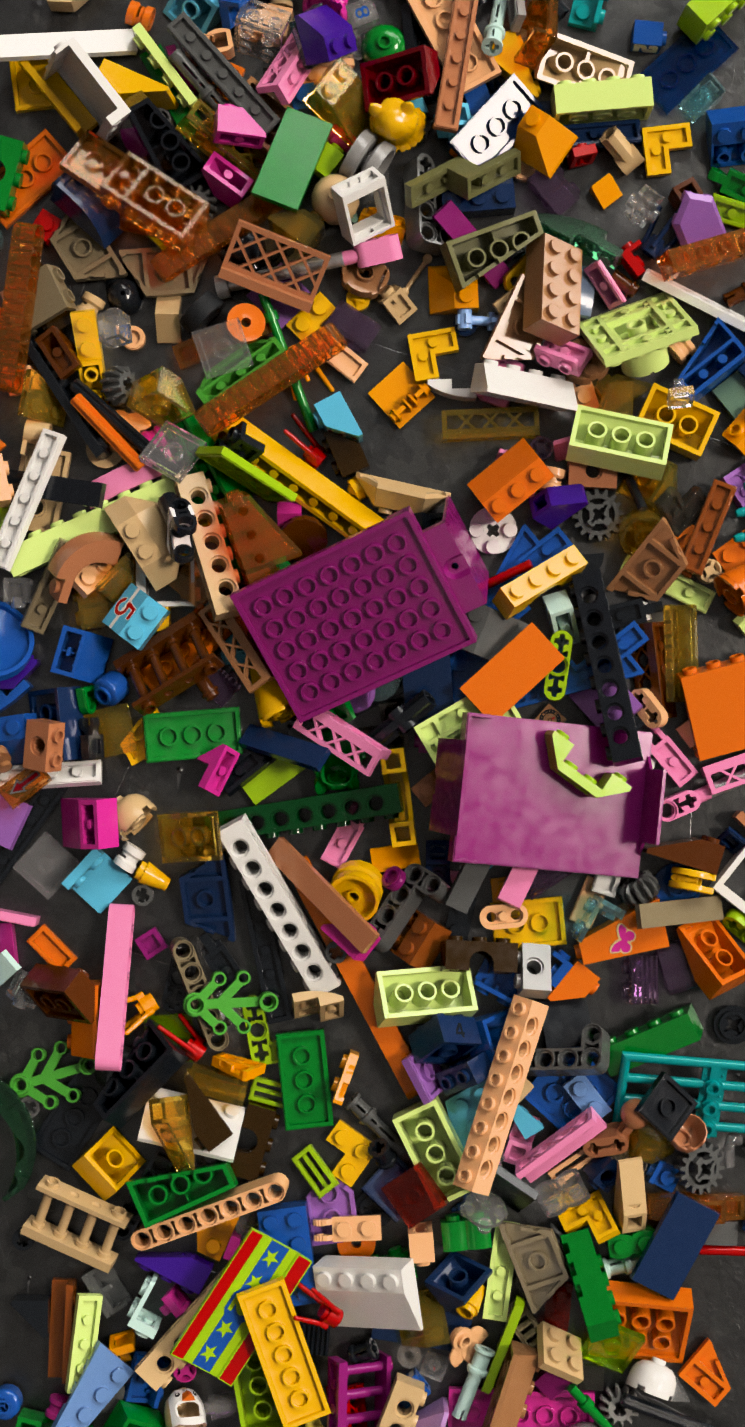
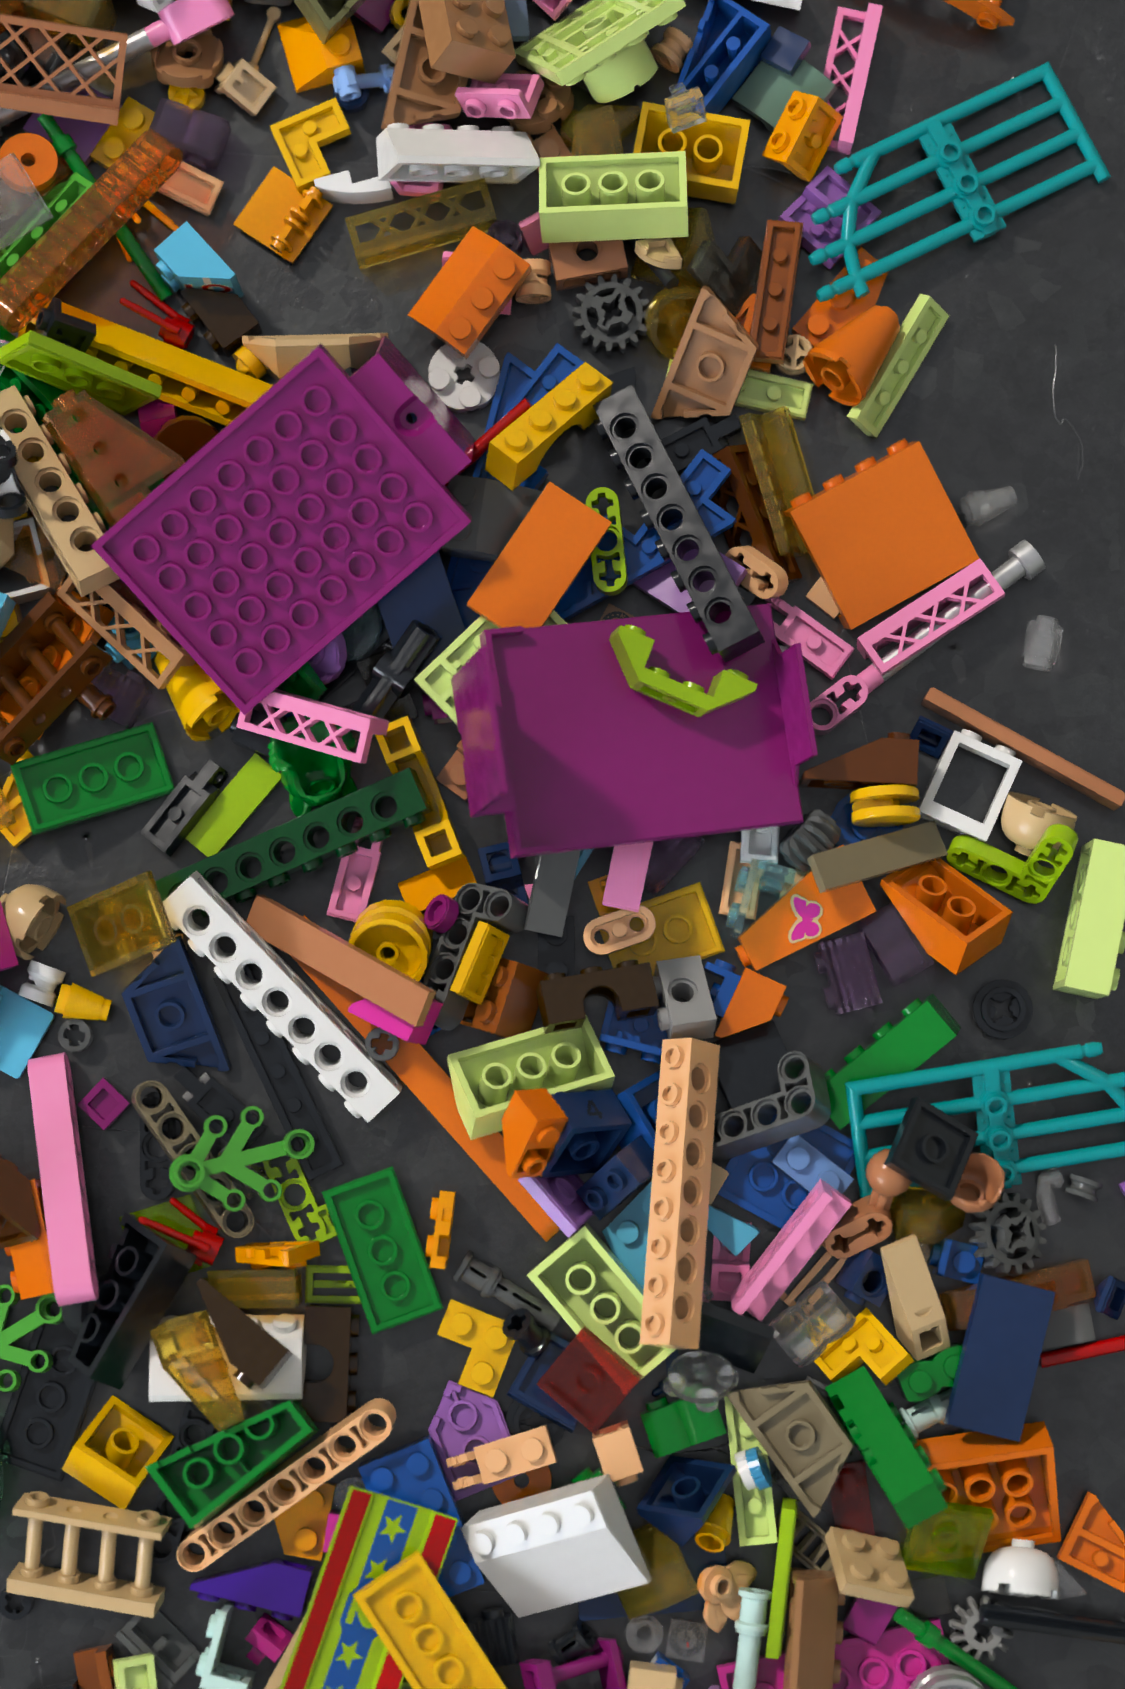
camera: 15 degrees left, 5 degrees down
(146, 1007) = (117, 1200): light orange plant -> none
(220, 765) = (142, 813): dark pink slope -> none
(284, 747) = (232, 759): dark blue tile -> none
(326, 1004) = (373, 1128): tan slope -> none
(327, 1187) = (456, 1405): lime tile -> none
(328, 1312) = (502, 1591): red plant -> none
(410, 917) = (479, 962): none -> yellow plate
(417, 1035) = (531, 1131): none -> orange slope
(503, 1274) = (753, 1469): none -> dark azure piece
(557, 504) = (547, 310): dark purple slope -> none
(561, 616) = (593, 469): light aqua slope -> none
(639, 486) = (659, 253): none -> tan tile

